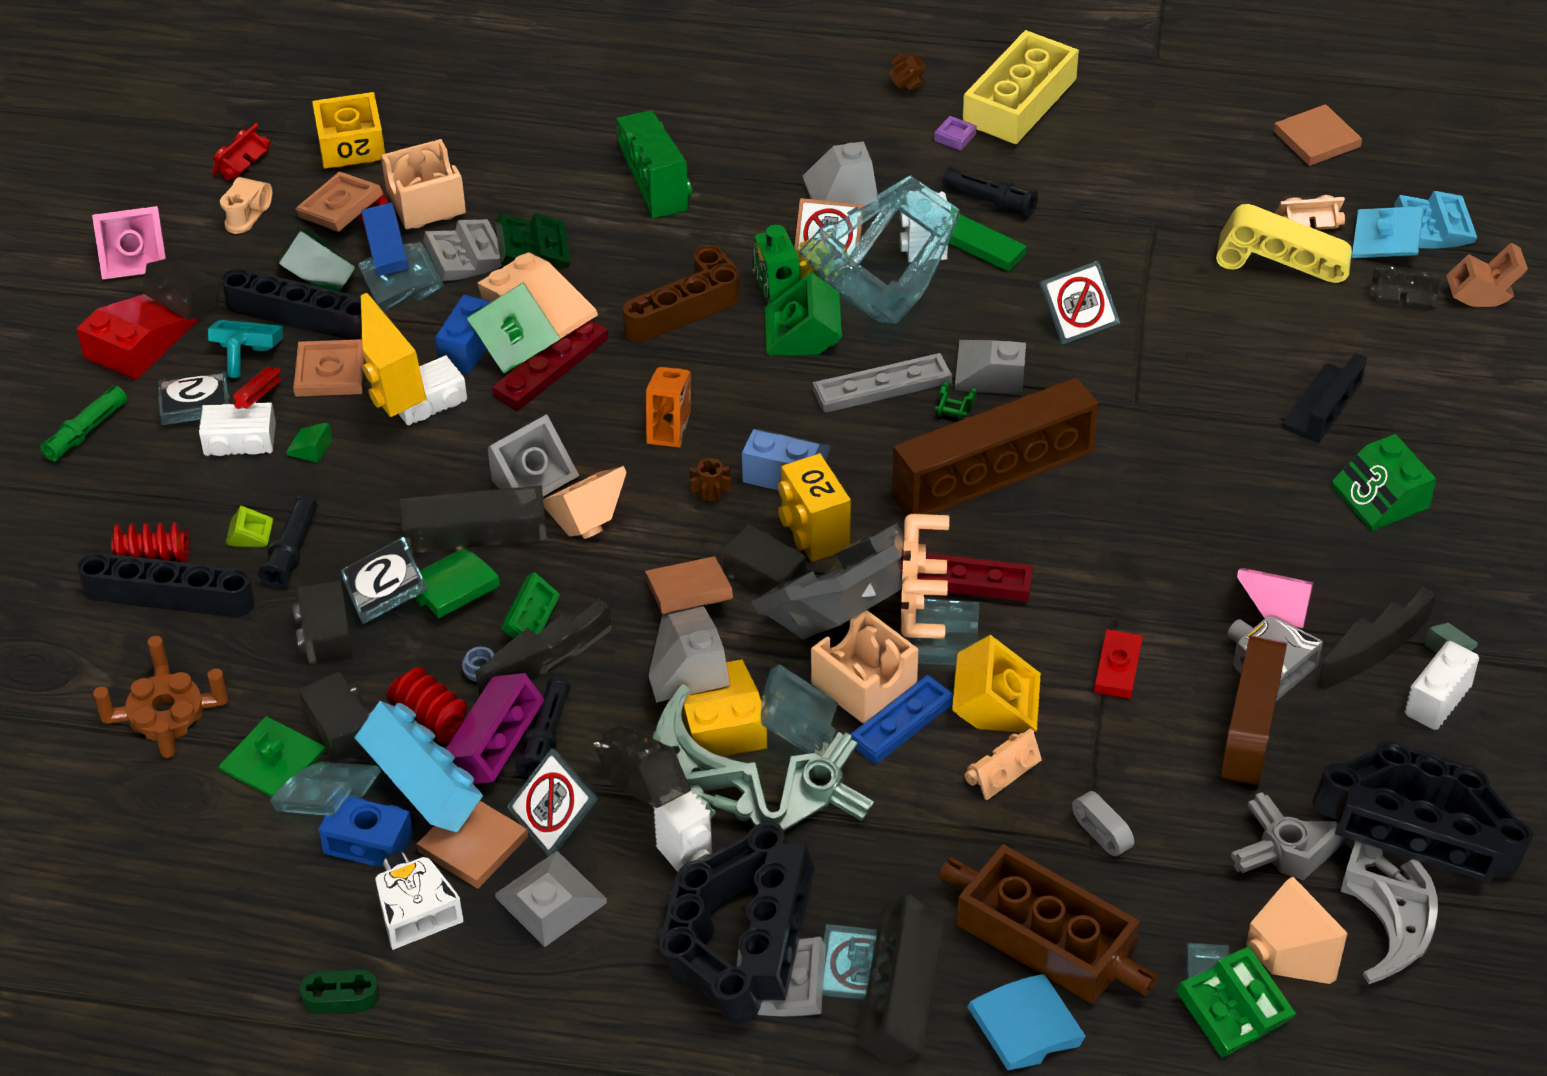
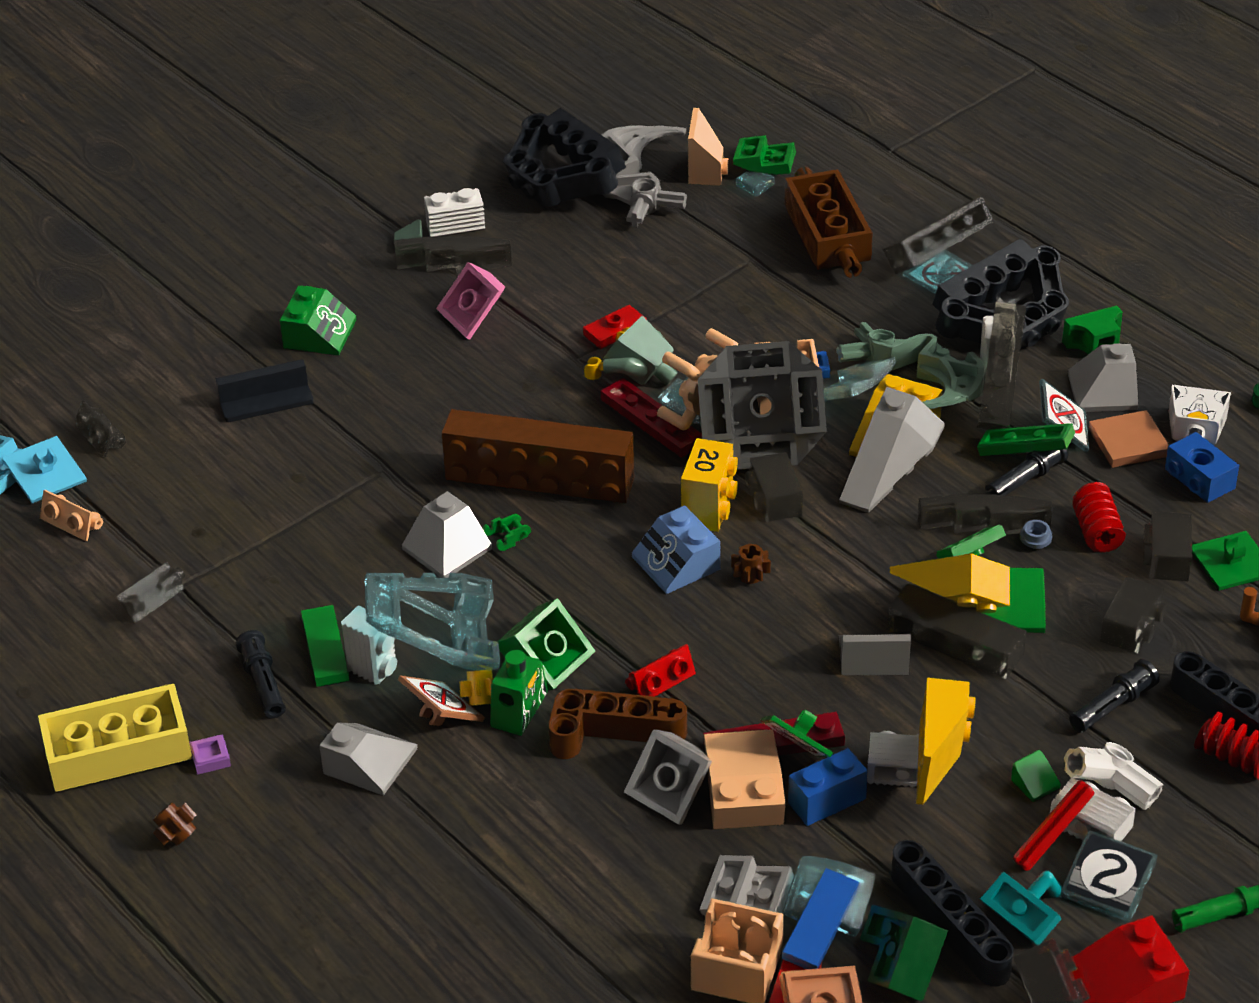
camera: 140 degrees left, 5 degrees down
(227, 468) = (1113, 769): none -> white piece
(249, 529) = (1140, 734): lime slope -> none
(324, 787) = (1213, 496): clear light blue slope -> none
(329, 368) = (966, 843): nougat tile -> none
(383, 580) = (1064, 618): slope -> none
(419, 766) = (1140, 466): medium azure brick -> none
(495, 726) = (1068, 472): magenta brick -> none
(499, 522) = (962, 578): none -> yellow slope
(541, 237) = (682, 859): dark green slope -> none
(573, 743) = (1026, 439): none -> green tile
(587, 503) = (854, 598): light nougat slope -> none
(599, 284) = (668, 775): none -> light grey slope
(610, 954) = (1093, 329): none -> green brick
(654, 163) = (501, 859): green wedge -> none
(668, 393) = (725, 624): orange torso -> none
(689, 585) = (842, 500): nougat tile -> none
(693, 344) = (662, 673): none -> red hinge
(882, 383) = (539, 577): light grey tile -> none
(996, 688) = (694, 345): yellow slope -> none
(1006, 764) = (740, 307): light nougat hinge -> none
(1026, 1021) = (886, 200): dark azure slope -> none
(1040, 616) = (636, 354): none -> sand green torso
(1079, 302) = (333, 540): piece -> none
(1103, 823) = (734, 254): light grey beam -> none
(1155, 193) = (152, 591): none -> clear smoke hinge
(1253, 710) = (602, 224): reddish brown beam -> none
(1283, 241) = (144, 489): light yellow beam -> none
(1301, 652) = (523, 274): light grey torso -> none
(1490, 283) = (45, 395): nougat brick -> none

